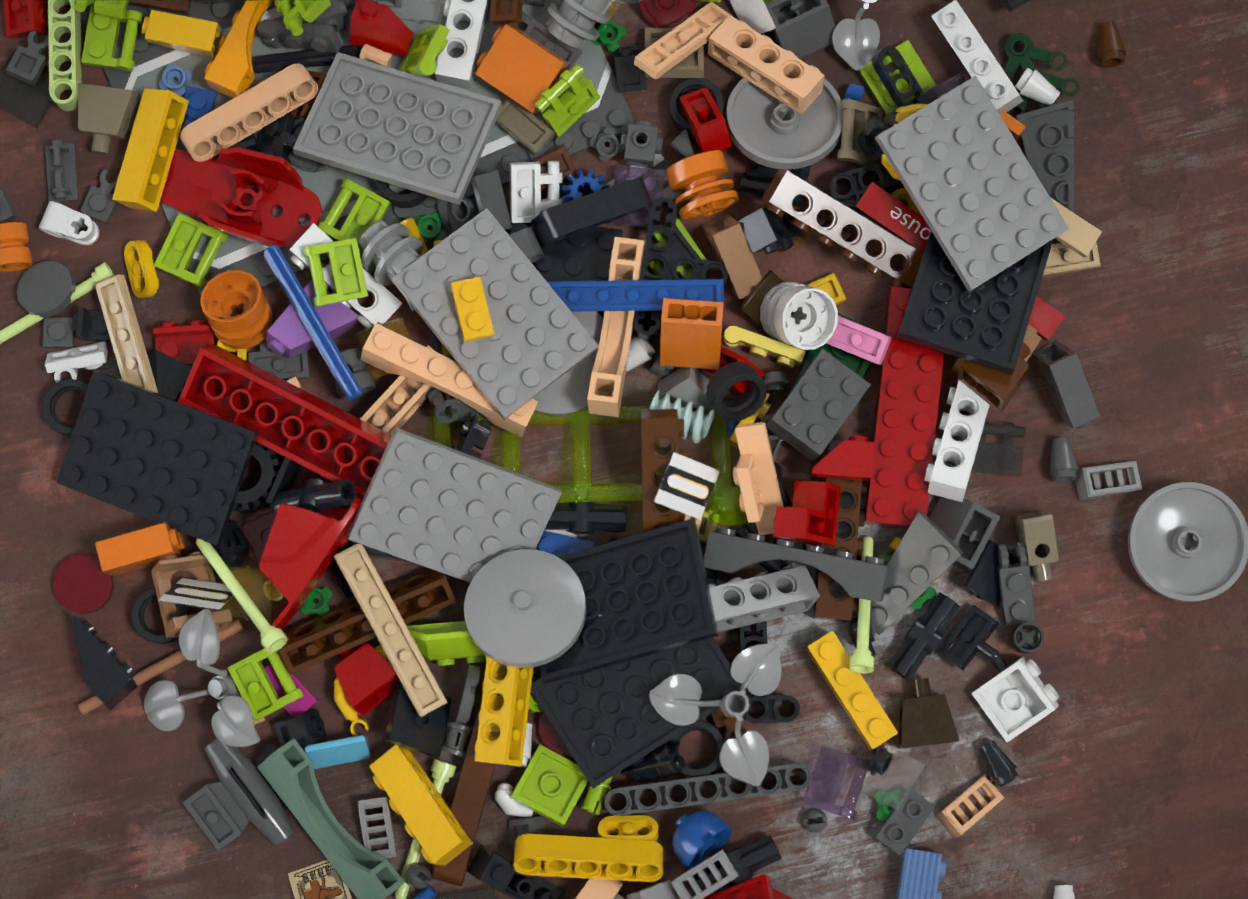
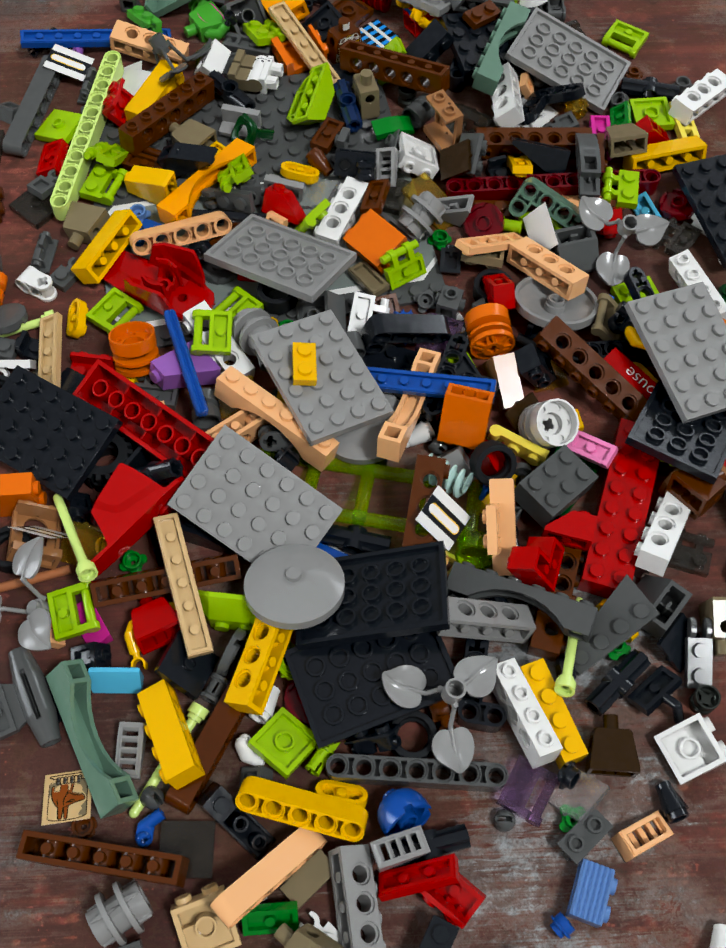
camera: 10 degrees right, 20 degrees down
(820, 699) = (525, 715): none -> white brick

